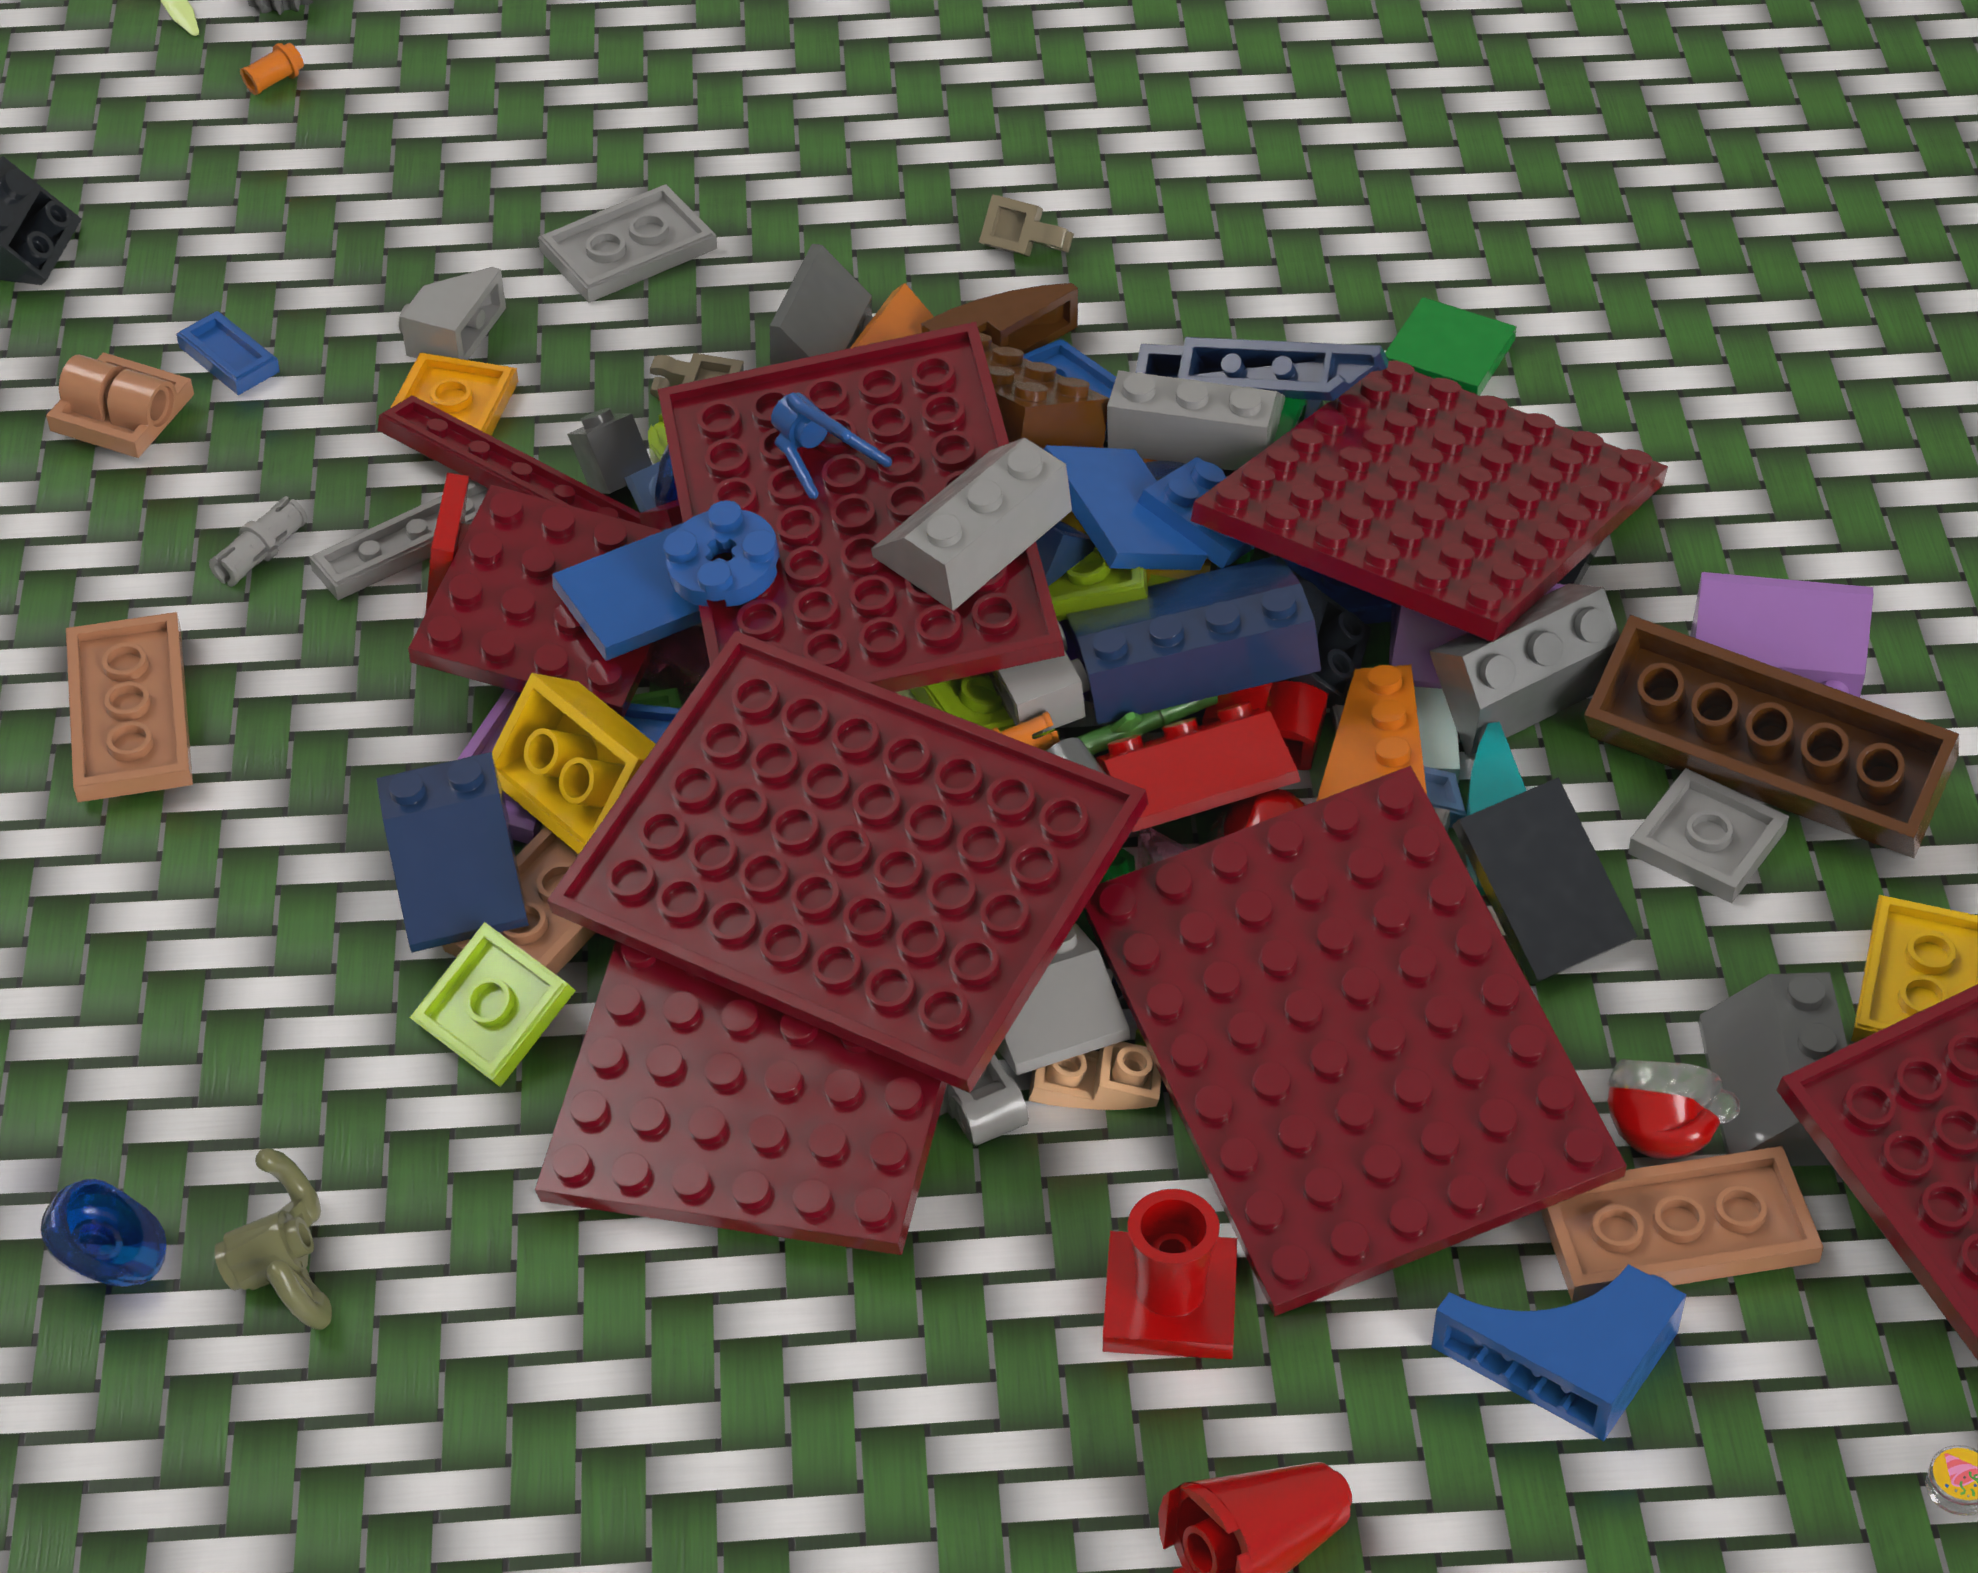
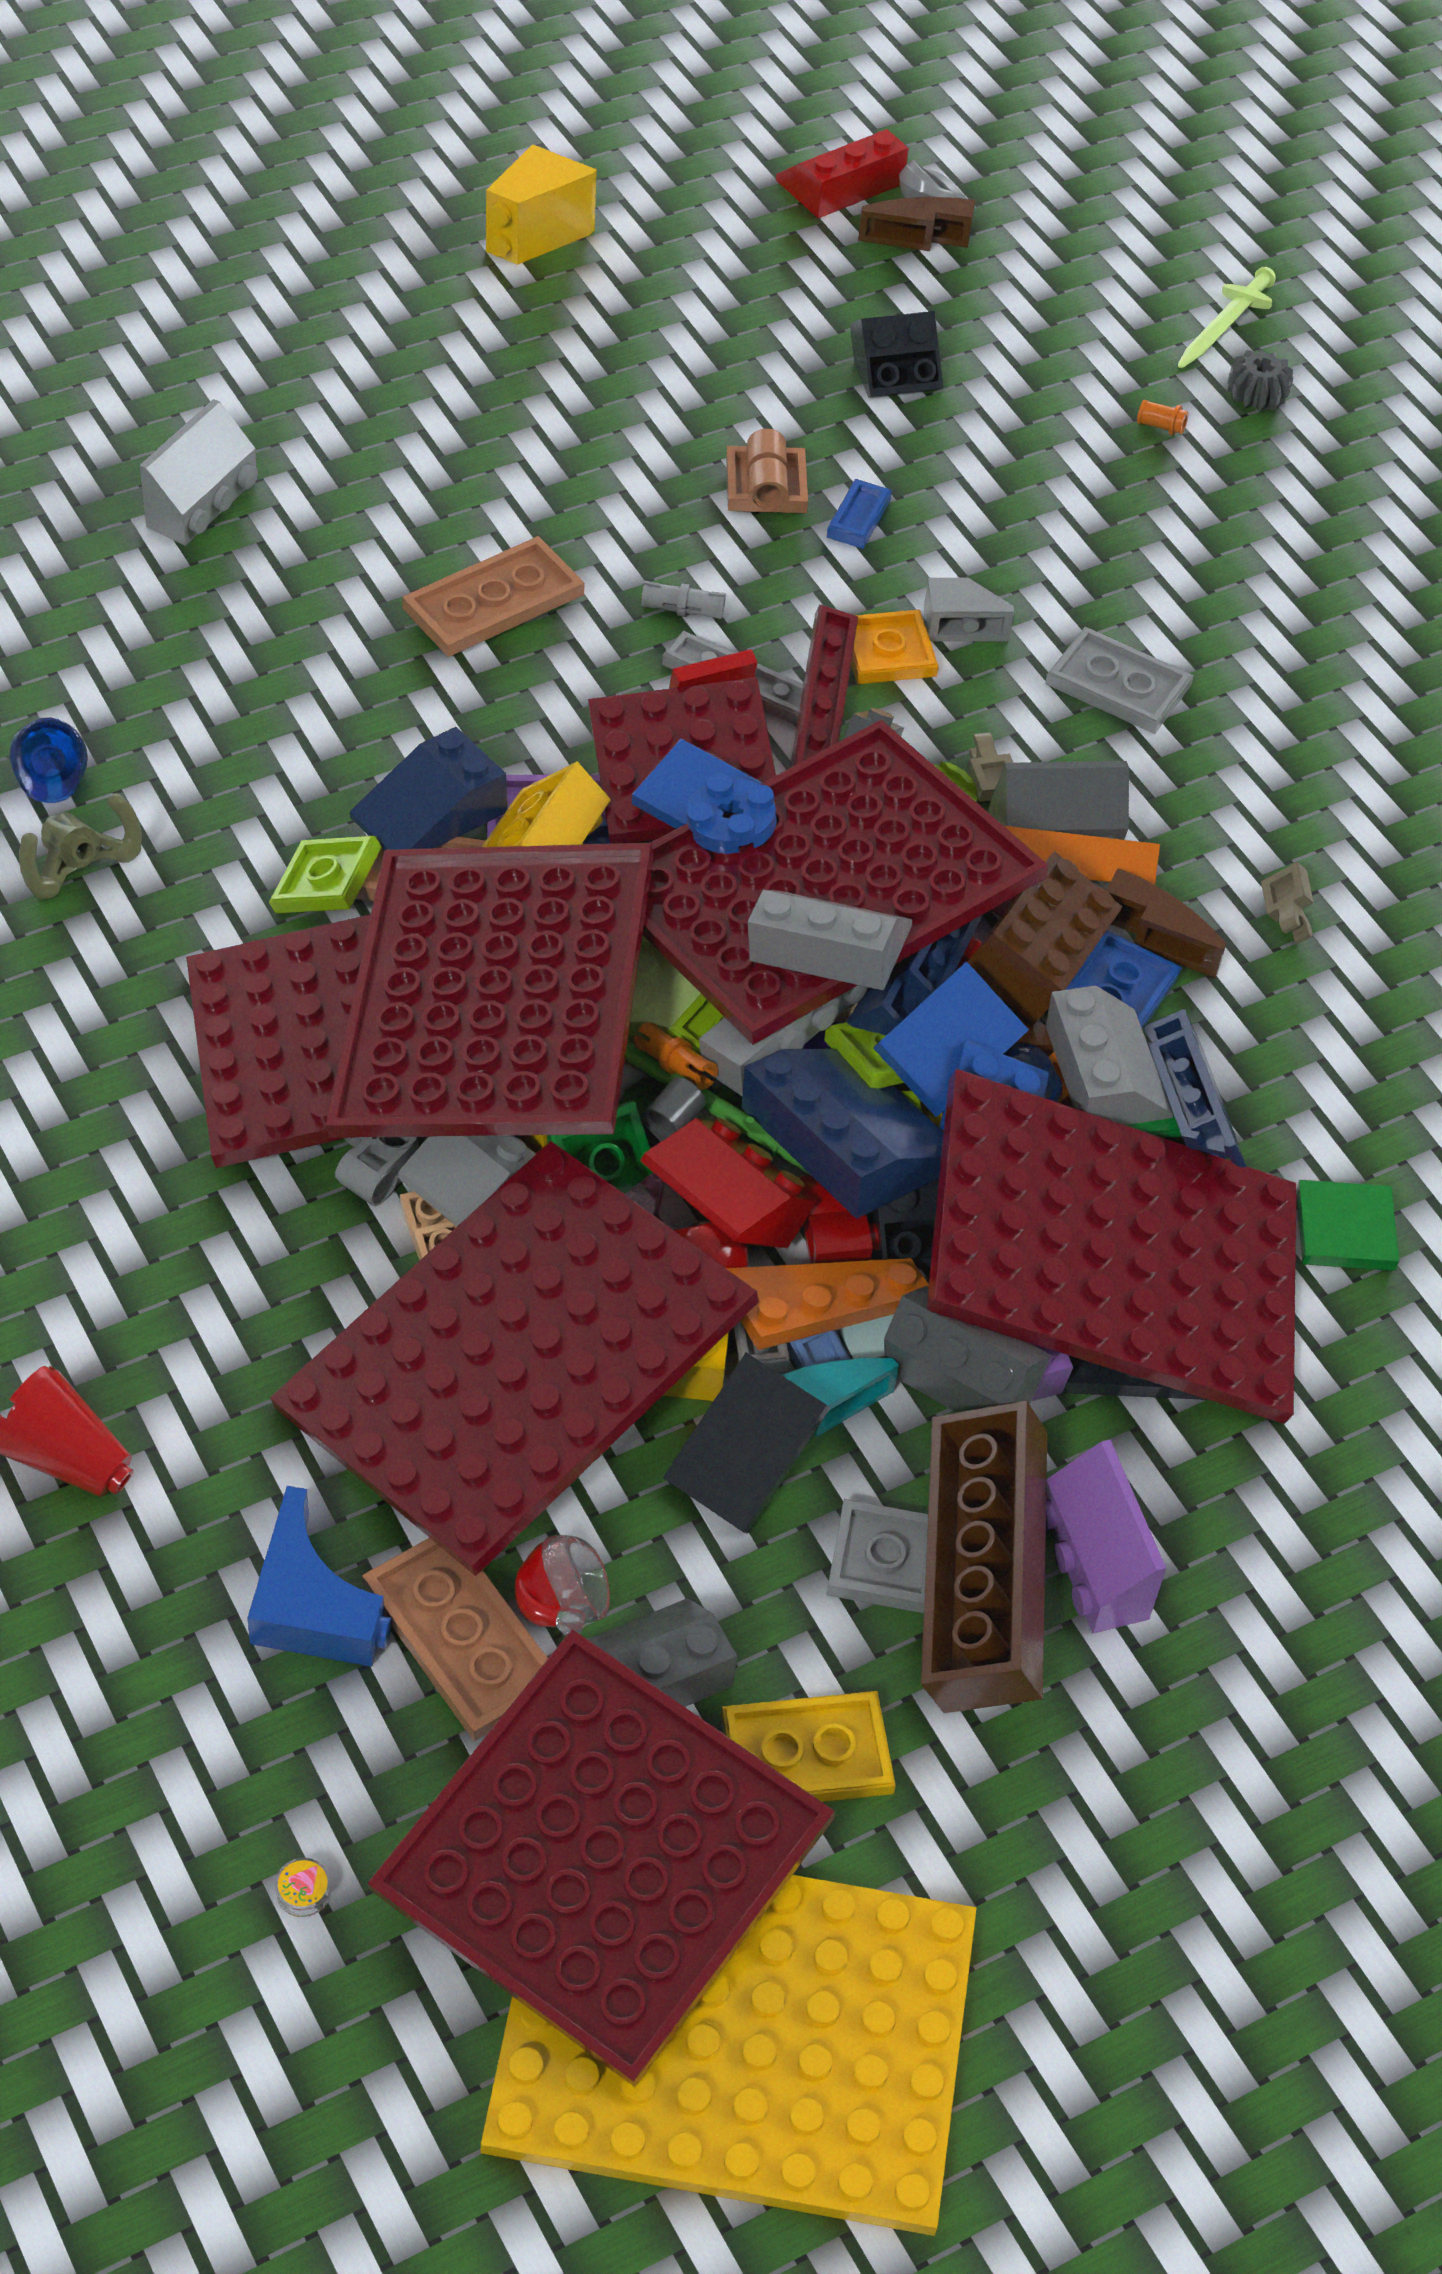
camera: 60 degrees right, 5 degrees up
(806, 426) = (871, 806): blue plant -> none
(1171, 1280) = (258, 1327): red plant -> none

